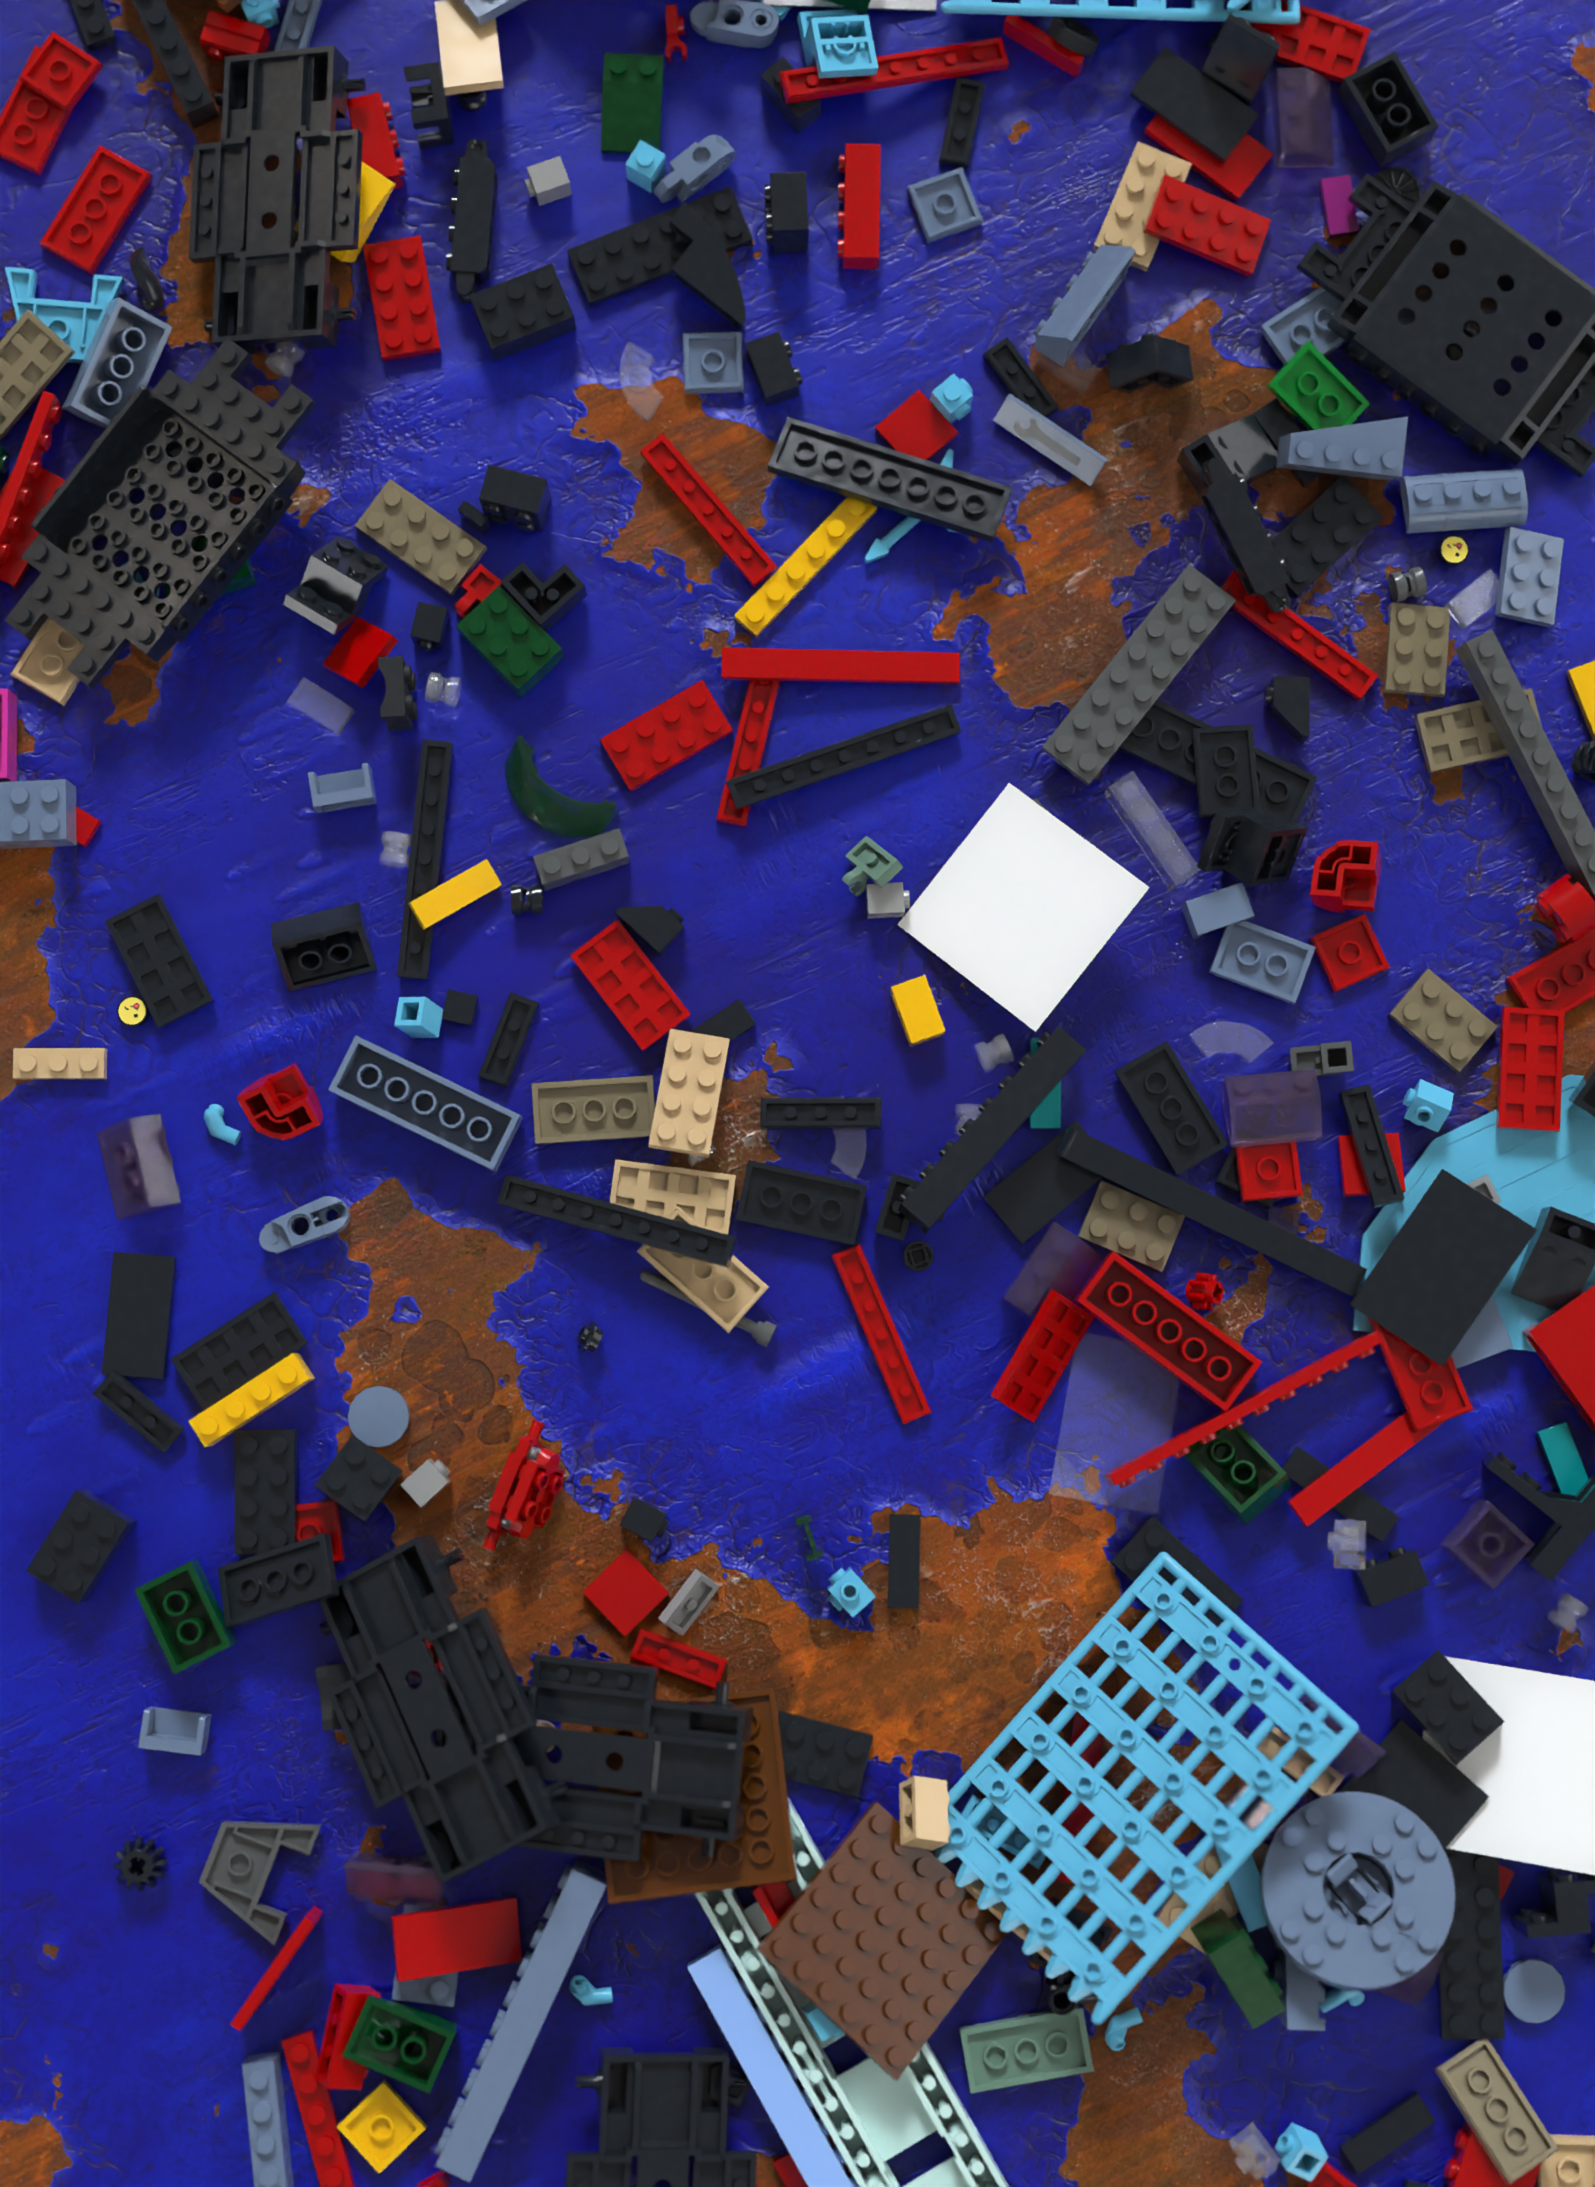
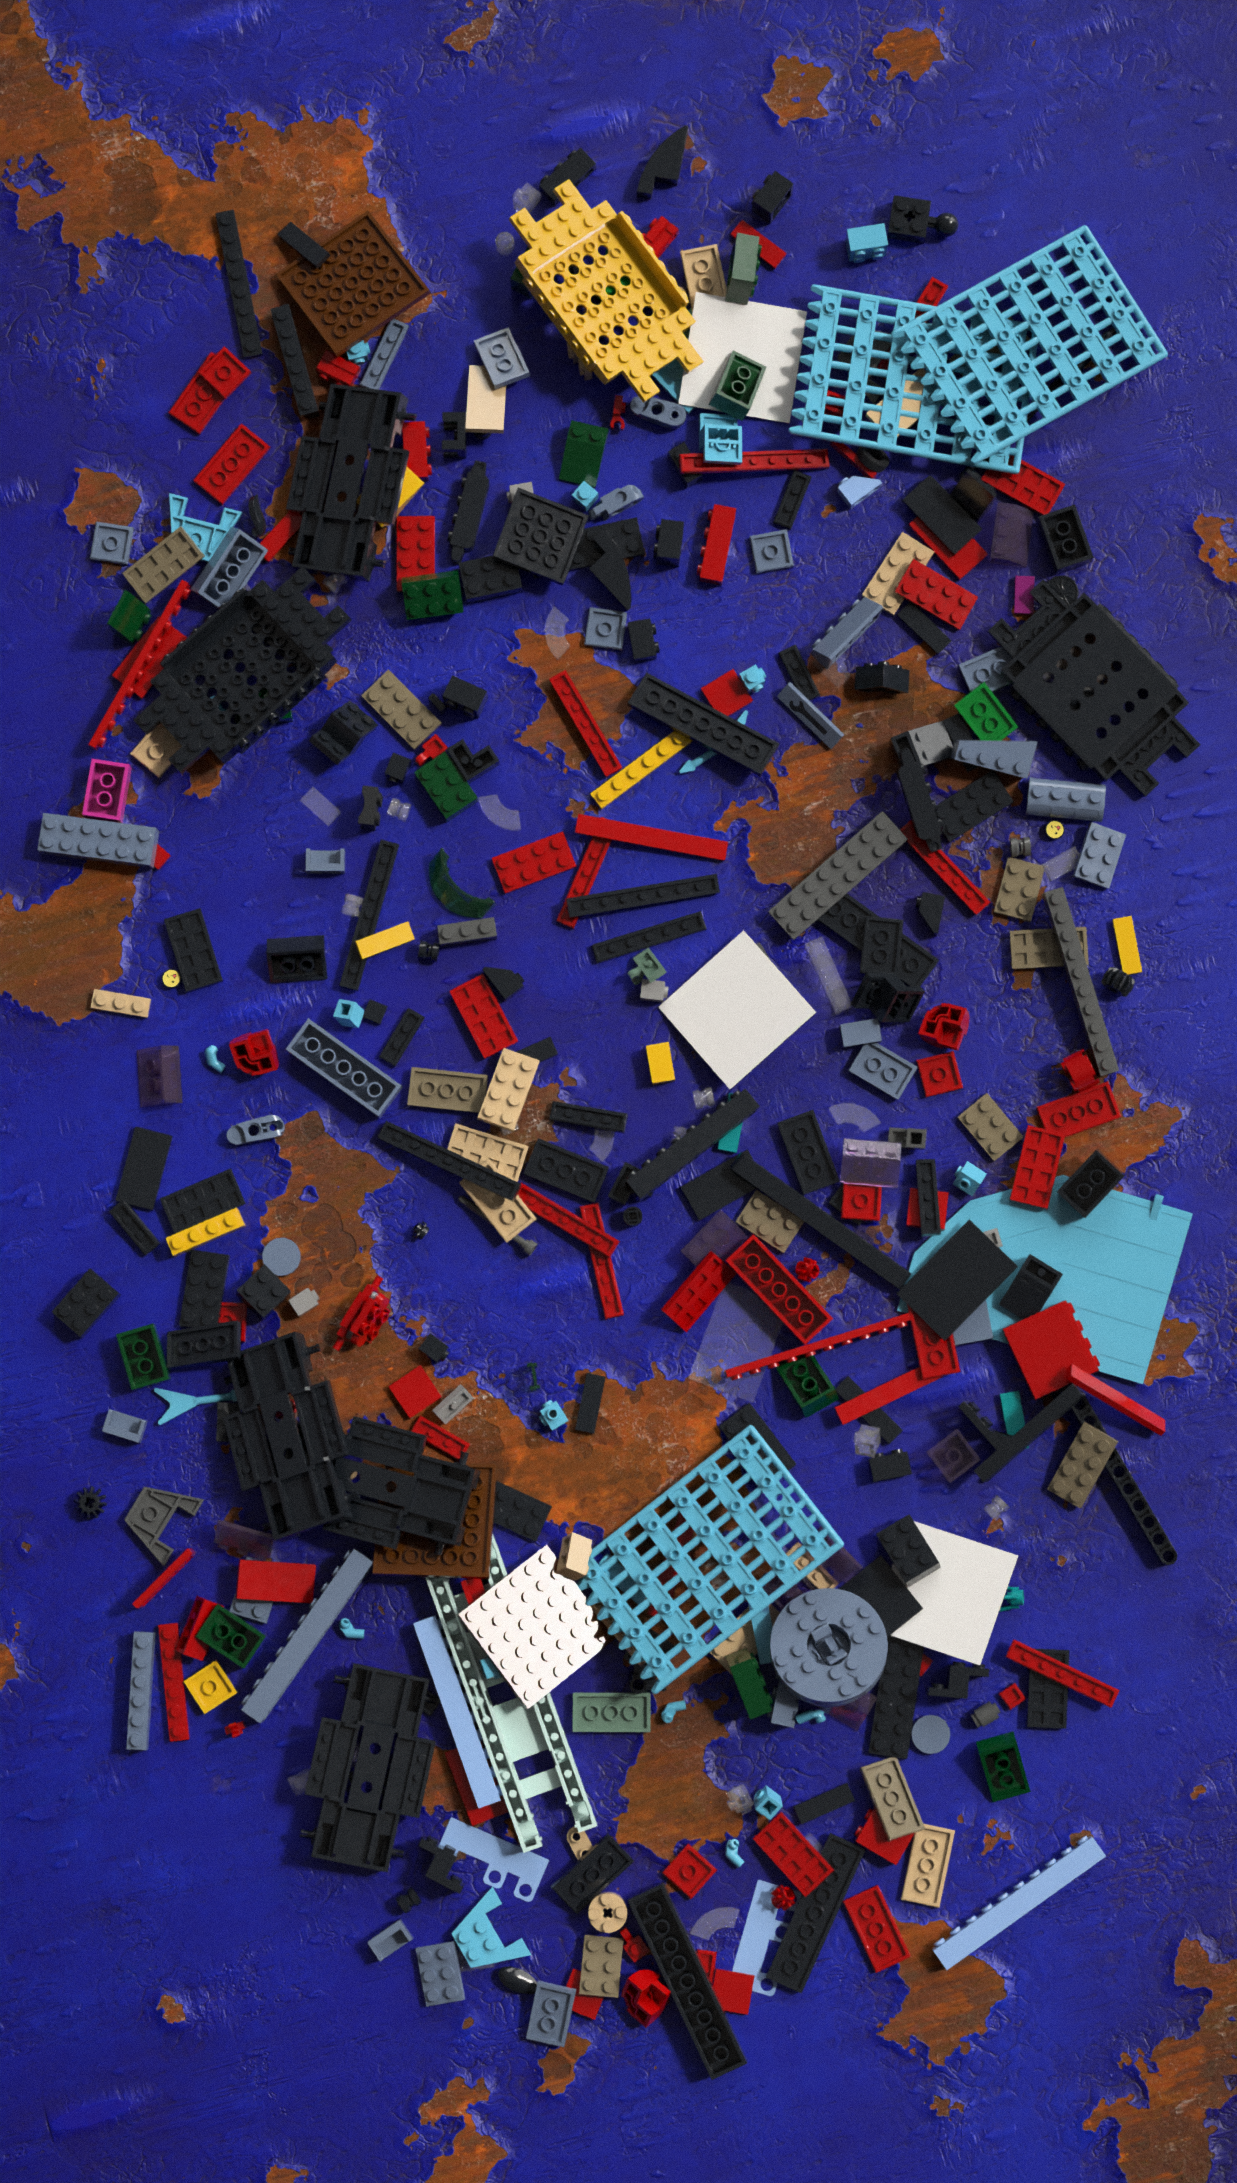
camera: 20 degrees right, 0 degrees up
(189, 303) = (281, 534): none -> red tile
(261, 1676) = (182, 1403): none -> medium azure piece
(358, 652) = (351, 777): red tile -> none
(437, 351) = (432, 595): none -> dark green brick
(587, 233) = (540, 536): none -> black plate
(600, 671) = (499, 814): none -> clear tile
(818, 1281) = (568, 1221): none -> red tile
(864, 819) = (649, 937): none -> black tile
(1058, 89) = (857, 489): none -> light blue slope
(1197, 281) = (924, 628): none -> black tile

